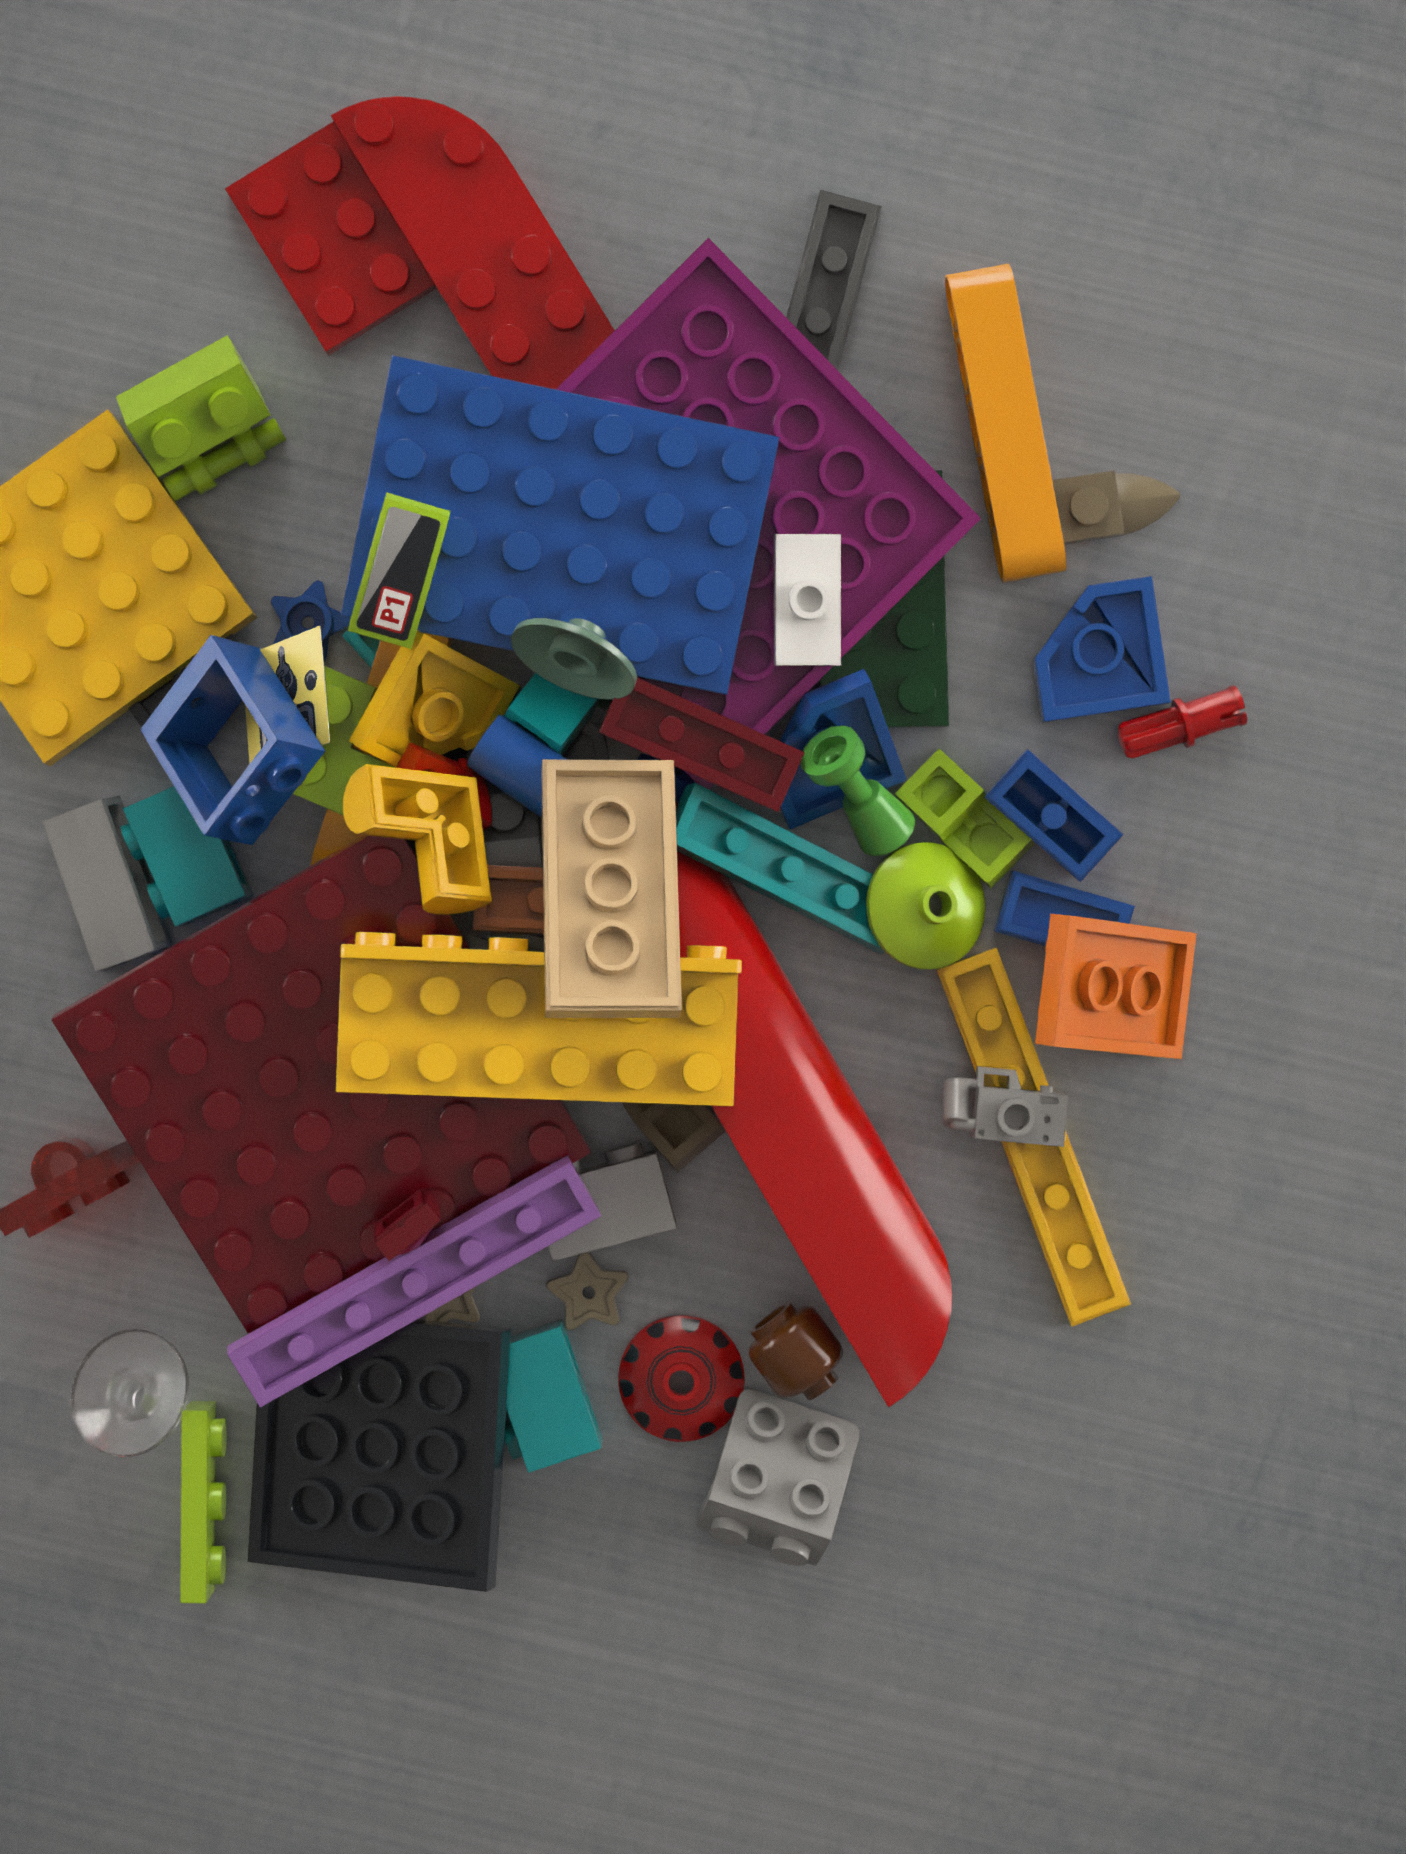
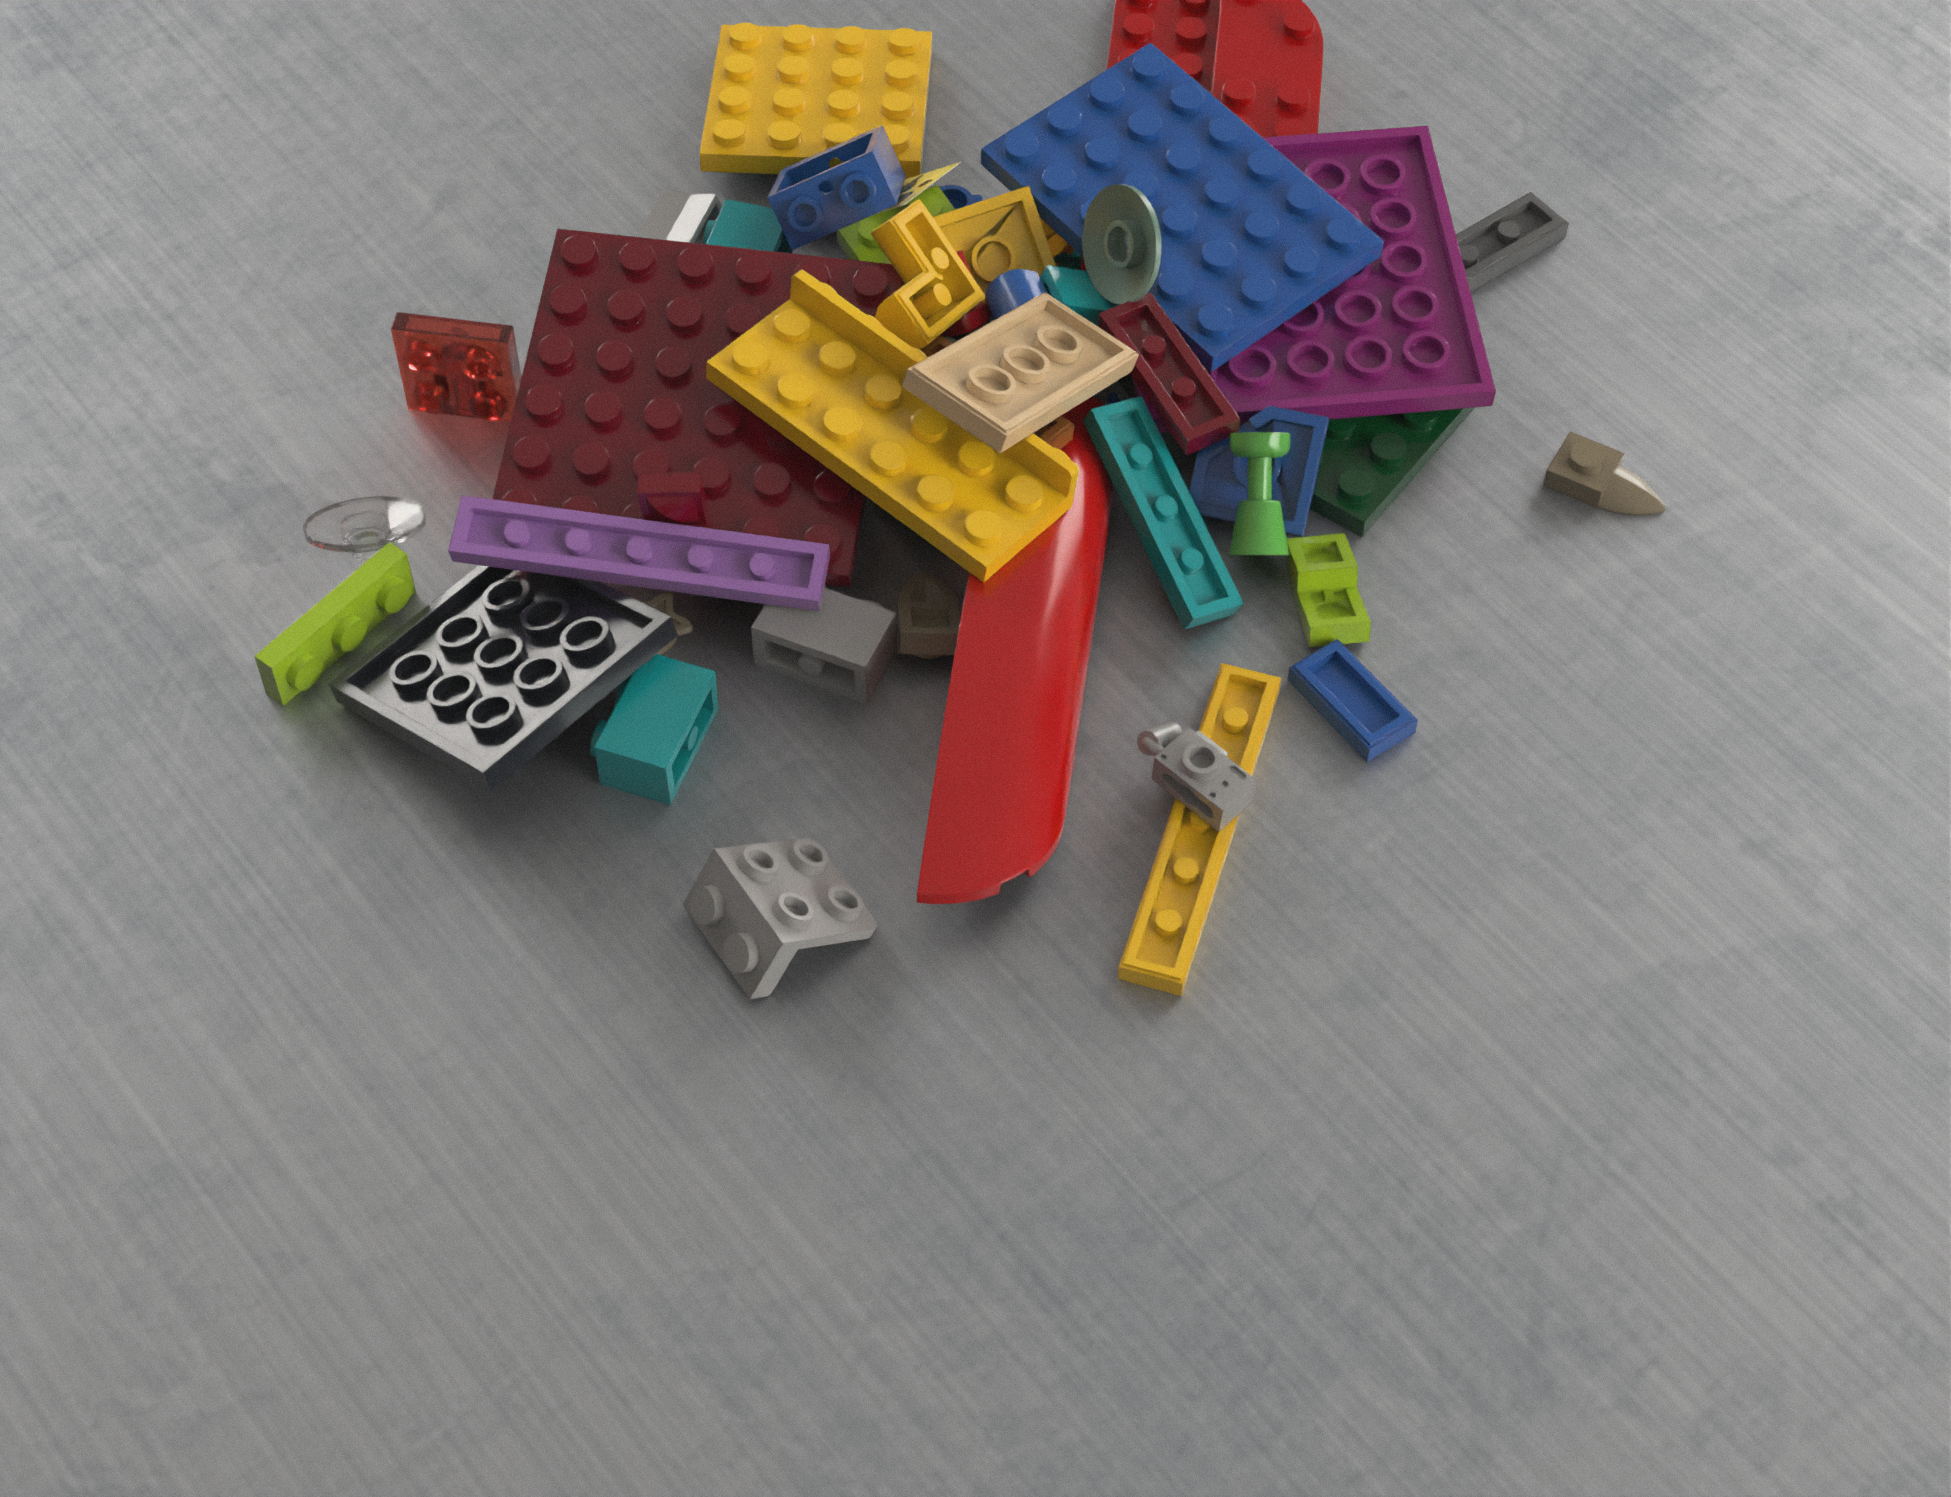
camera: 35 degrees right, 35 degrees down
(195, 409) = (988, 49): lime brick -> none
(399, 570) = (1044, 127): slope -> none
(588, 1274) = (756, 708): dark tan plate -> none
(673, 1346) = (745, 816): red dish -> none
(795, 1351) = (878, 820): reddish brown head -> none
(807, 599) = (1321, 348): white plate -> none
(900, 906) = (1237, 631): lime dish -> none
(1005, 423) = (1559, 380): light orange beam -> none
(1053, 815) = (1402, 621): blue brick -> none
(1104, 654) = (1523, 553): blue plate -> none
(1115, 987) = (1358, 728): orange plate -> none
(1182, 722) = (1553, 629): red axle -> none

